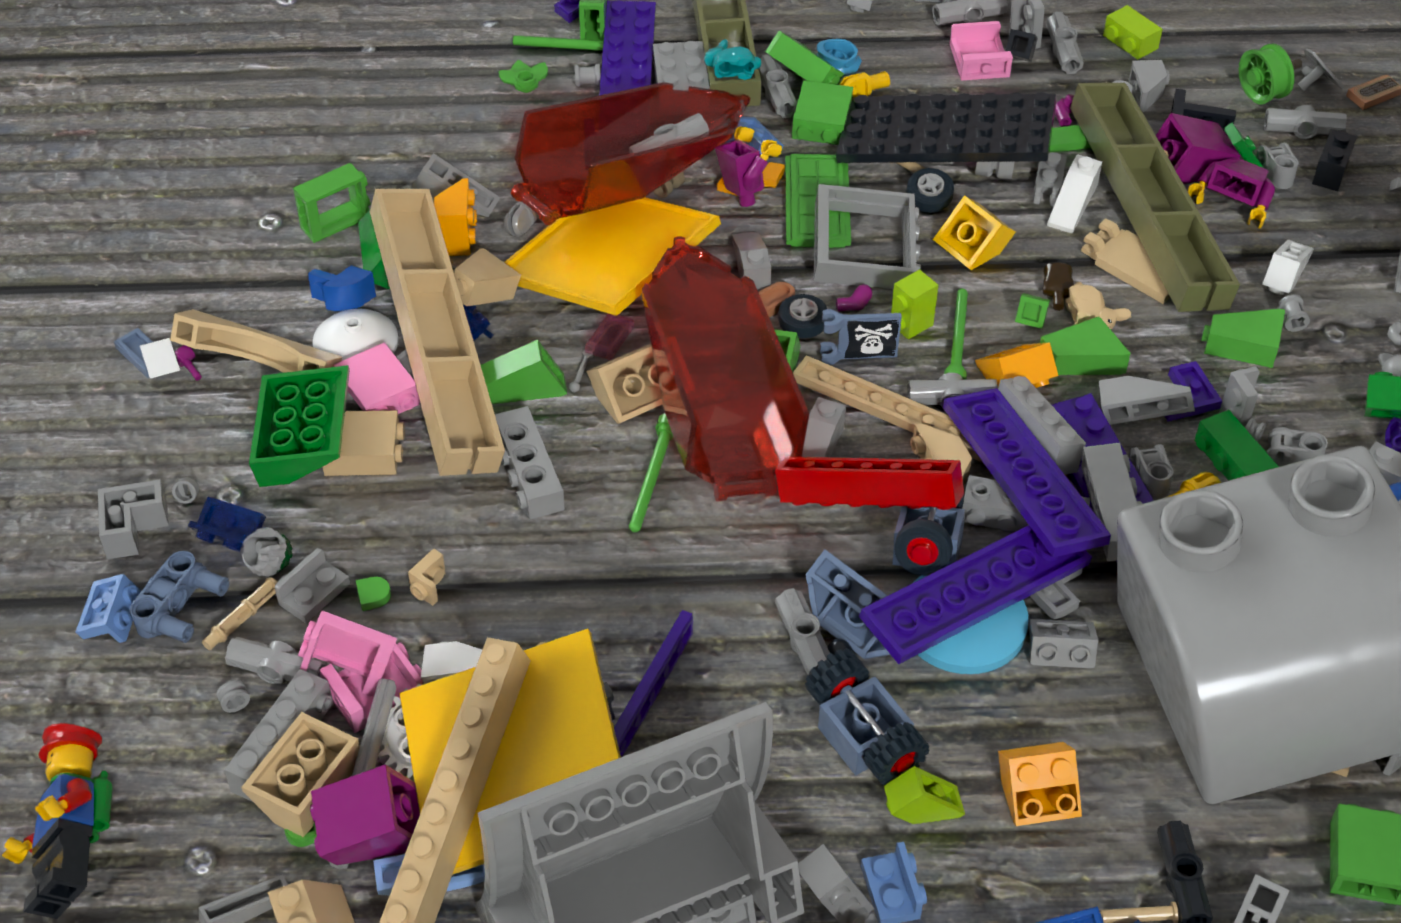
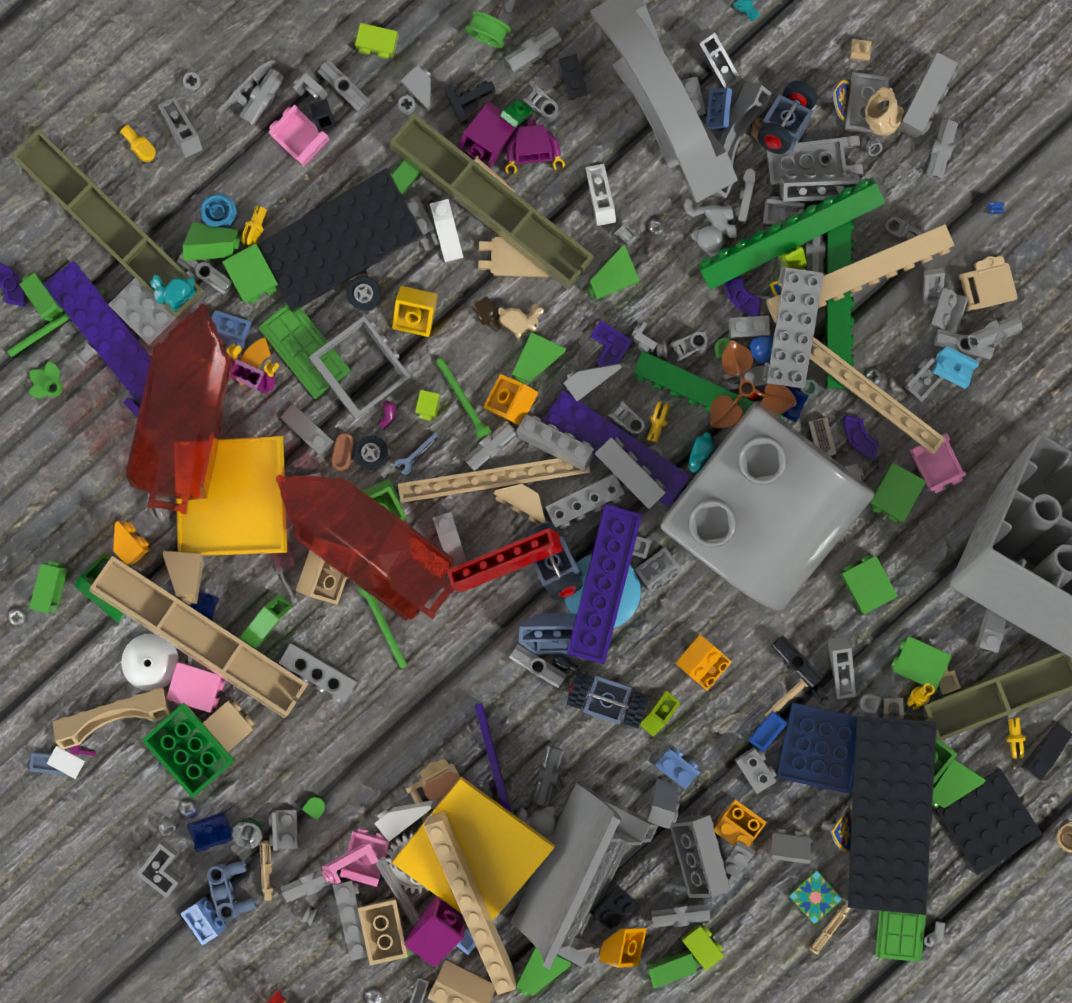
camera: 35 degrees left, 40 degrees up
(342, 291) = (117, 642): blue brick -> none
(426, 576) = (333, 777): tan bracket -> none
(440, 175) = (100, 514): light grey slope -> none
(668, 134) = (194, 399): light grey piece -> none
(1026, 473) = (573, 487): dark purple plate -> none
(1032, 311) = (489, 349): bright green tile -> none
(1063, 110) = (384, 150): magenta arm -> none

